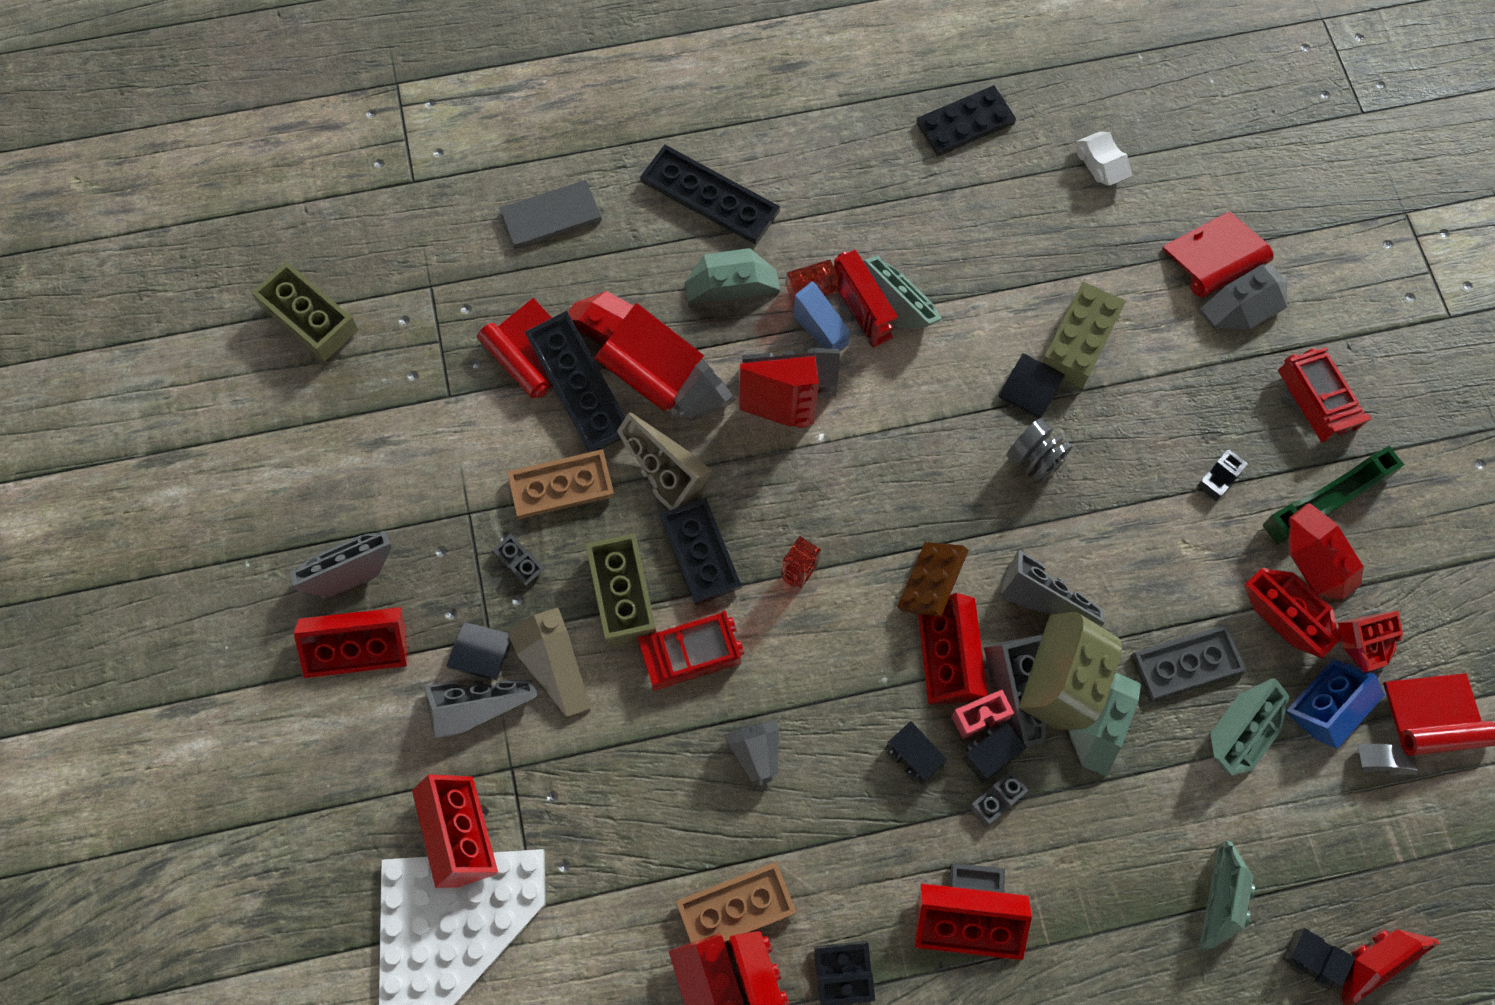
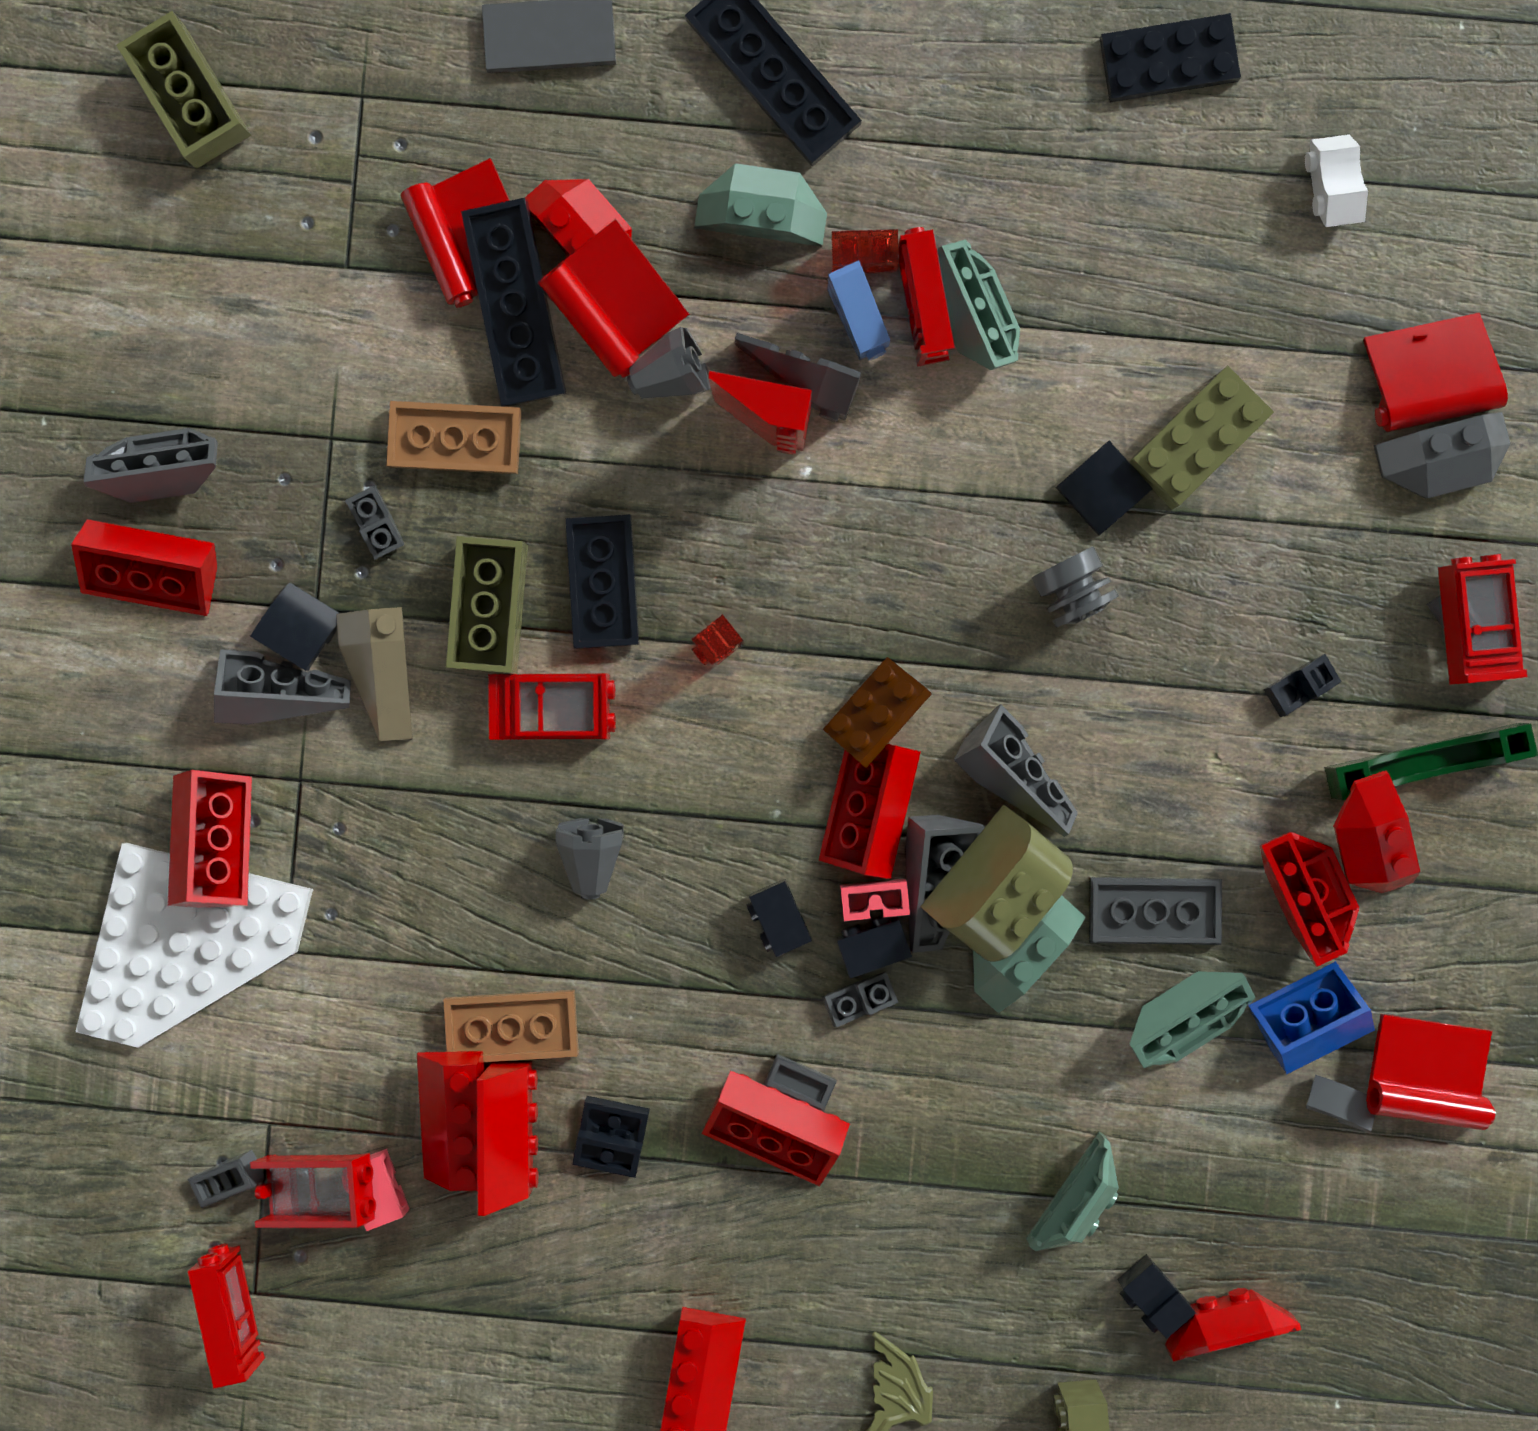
camera: 20 degrees right, 20 degrees up
(669, 467) = (598, 460): dark tan wedge -> none
(1371, 639) = (1390, 957): red wedge -> none

